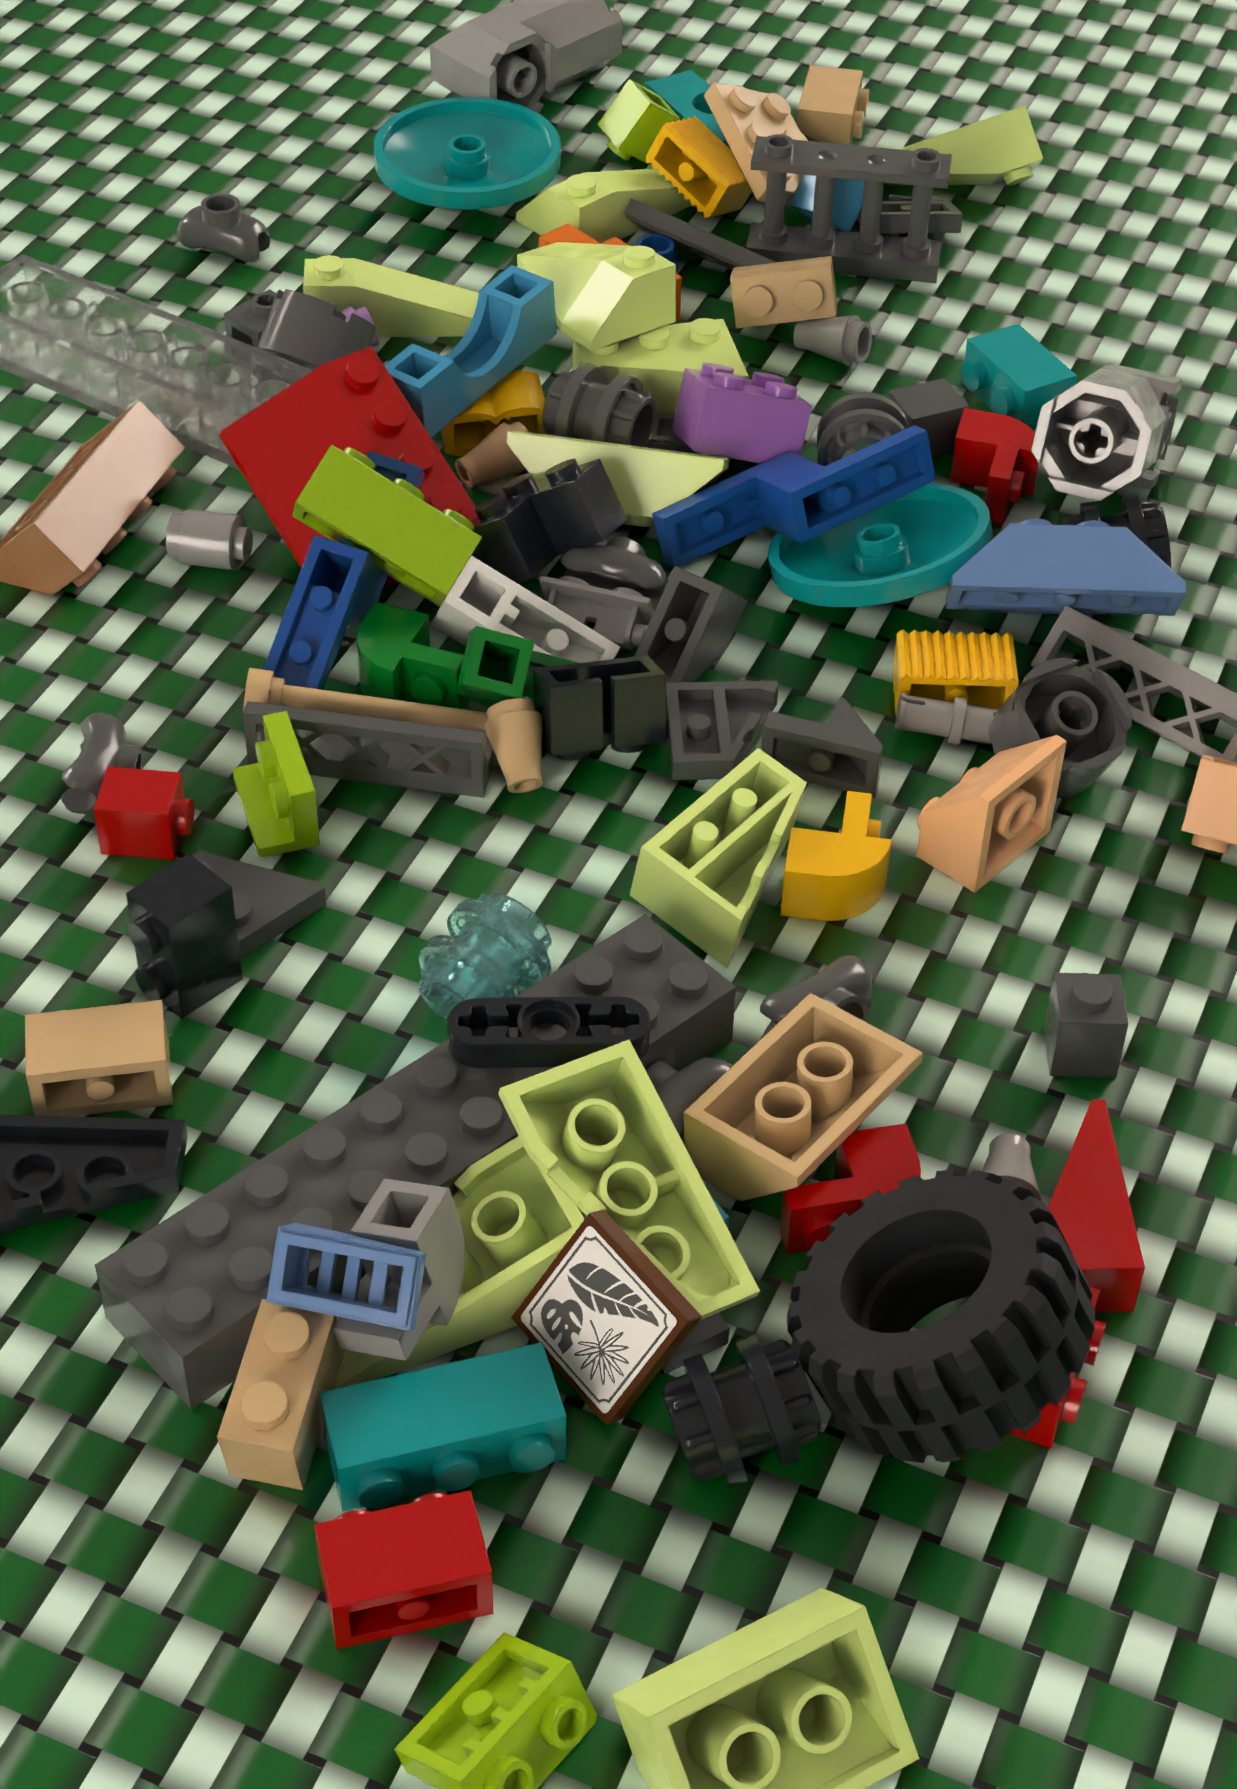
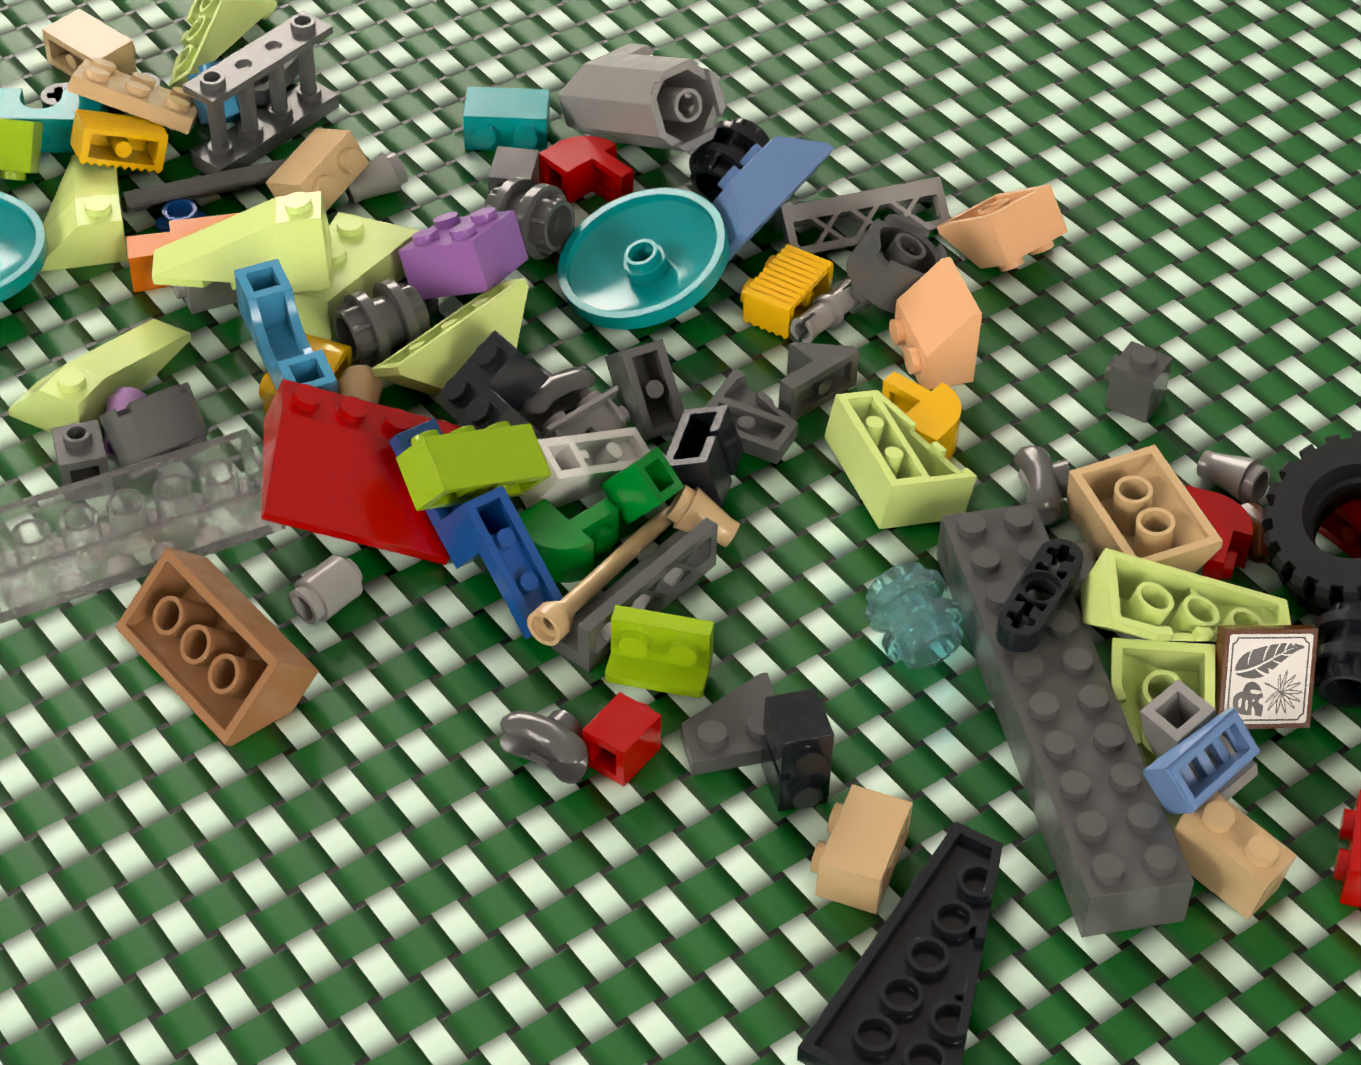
camera: 60 degrees left, 0 degrees up
(443, 1427) = (1288, 788): teal brick -> none
(794, 496) = (562, 272): blue bracket -> none
(1097, 1214) = (1260, 436): red slope -> none

